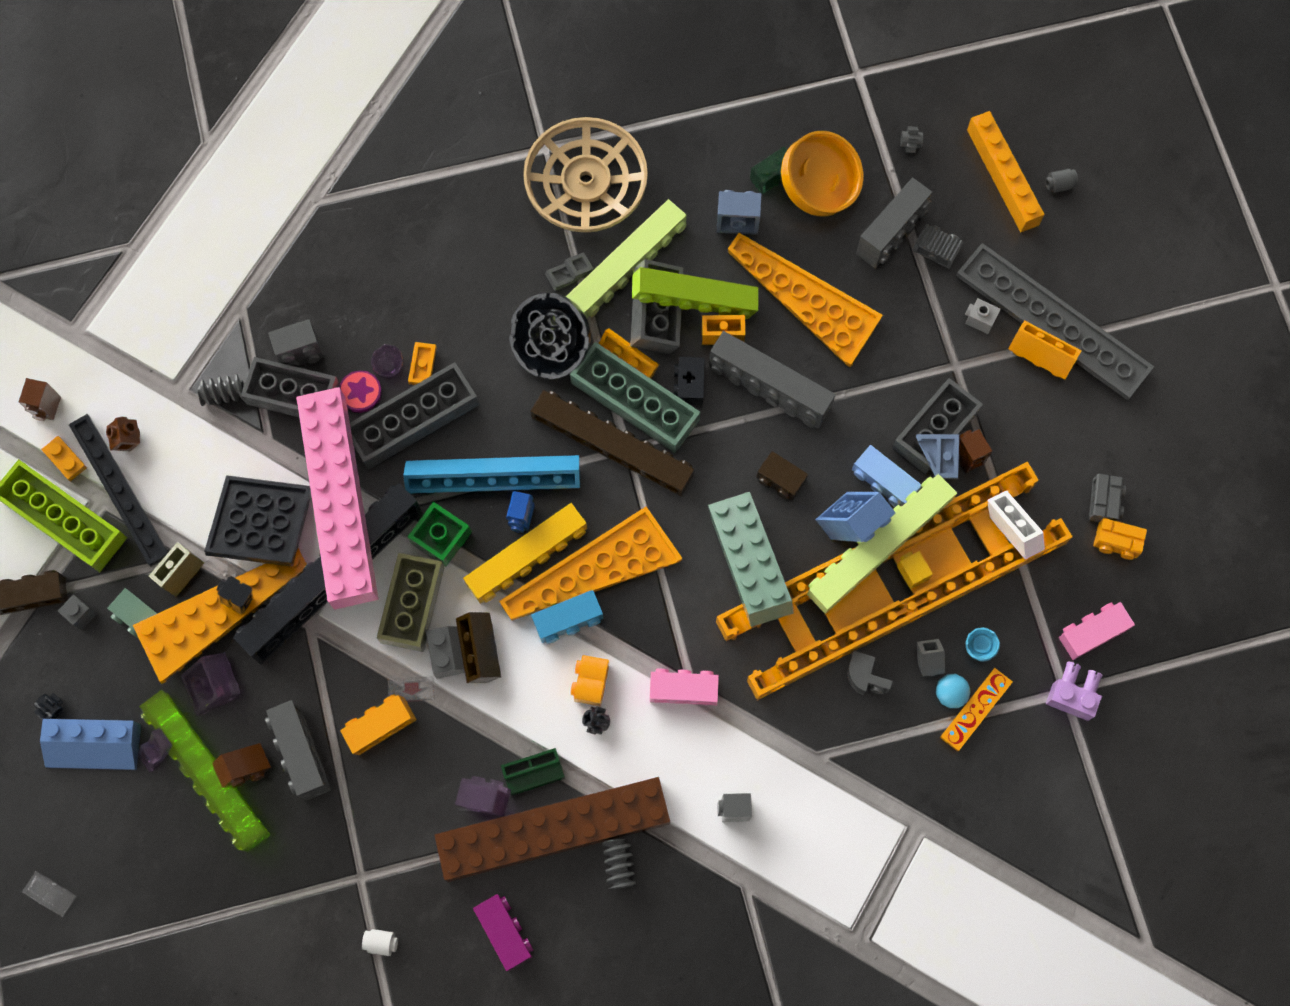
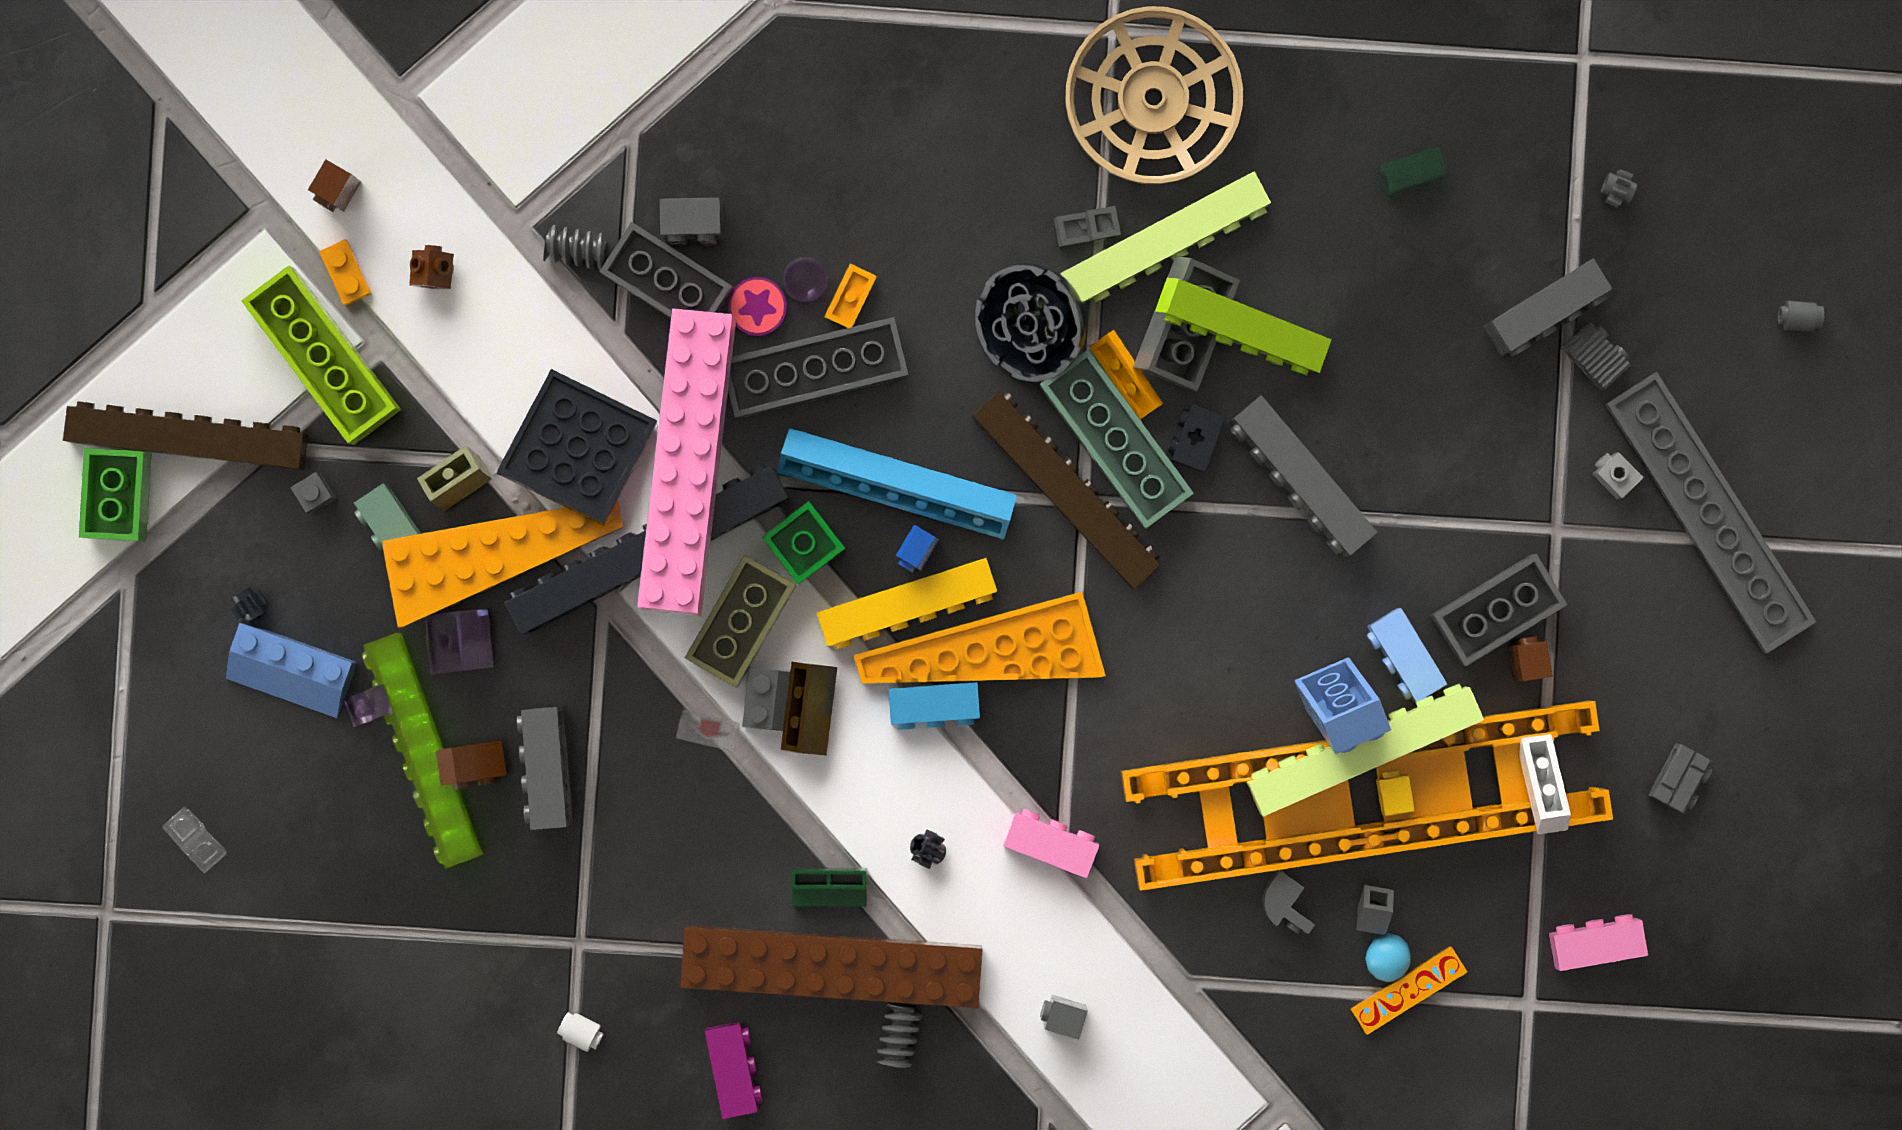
camera: 20 degrees right, 15 degrees up
(119, 490) = (406, 341): black plate -> none
(235, 594) = (522, 548): black brick -> none
(377, 724) = (654, 764): light orange brick -> none
(483, 796) = (757, 899): clear purple brick -> none
(591, 680) = (937, 795): light orange brick -> none
(715, 324) = (1260, 380): light orange brick -> none
(738, 212) = (1343, 222): sand blue brick -> none
(750, 559) = (1190, 712): brick -> none
(781, 476) = (1271, 609): dark brown brick -> none
(822, 173) = (1476, 203): light orange brick -> none
(826, 311) = (1412, 399): light orange wing -> none
(941, 453) = (1485, 657): sand blue wing -> none
(982, 644) = (1446, 914): medium azure hair -> none
(1005, 171) = (1728, 278): light orange brick -> none
(1044, 350) = (1680, 552): light orange brick -> none
(1074, 699) = (1543, 1027): lavender brick -> none
(1119, 538) = (1676, 835): light orange brick -> none

